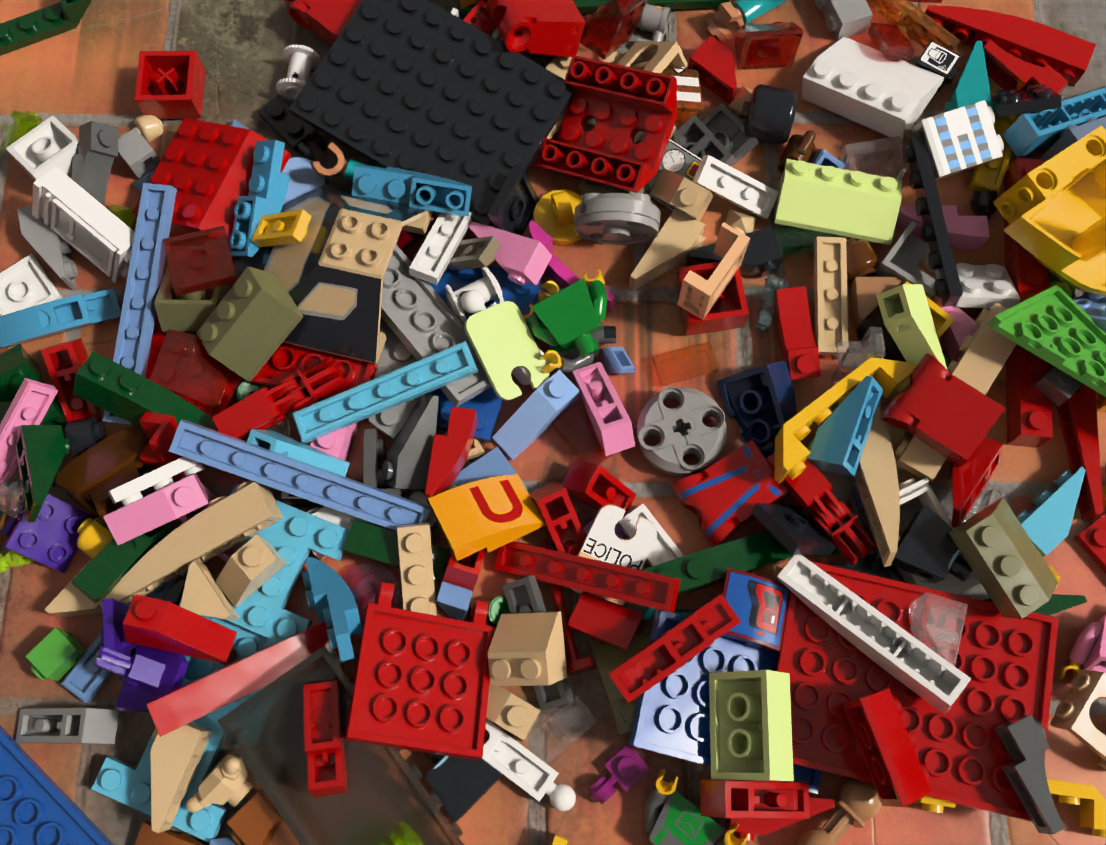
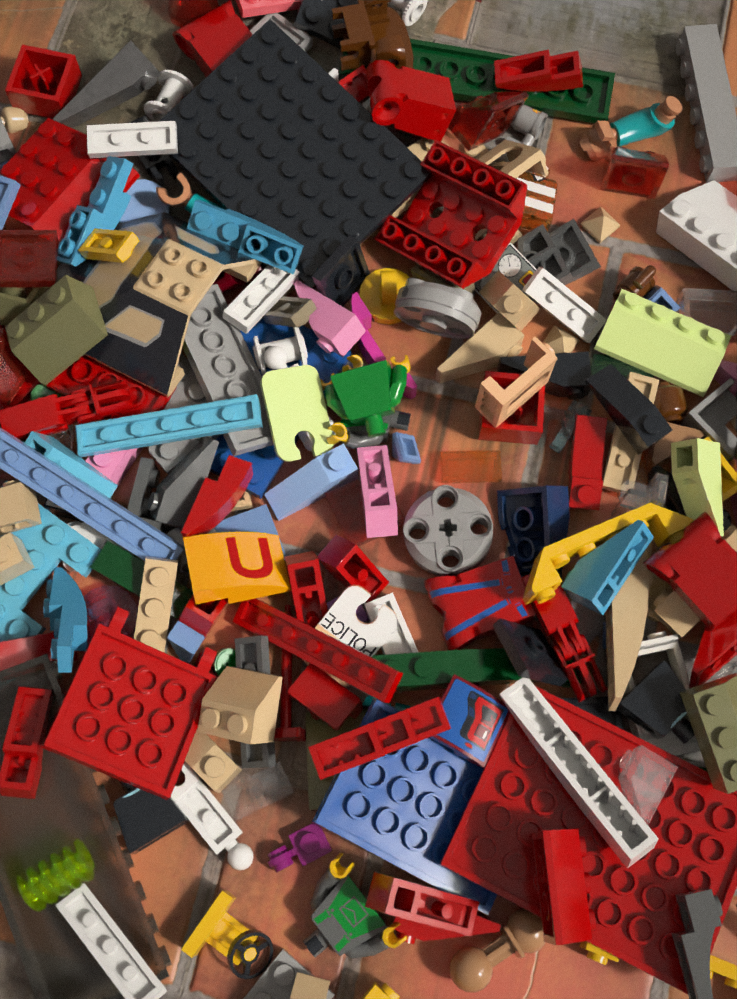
camera: 10 degrees right, 0 degrees up
(244, 68) = (117, 82): none -> flat silver wedge
(276, 119) = (132, 139): none -> white plate
(715, 68) = (576, 183): red slope -> none
(750, 726) = (434, 832): yellowish green slope -> none
(770, 113) = (617, 240): black head -> none
(826, 272) = (629, 409): none -> black slope

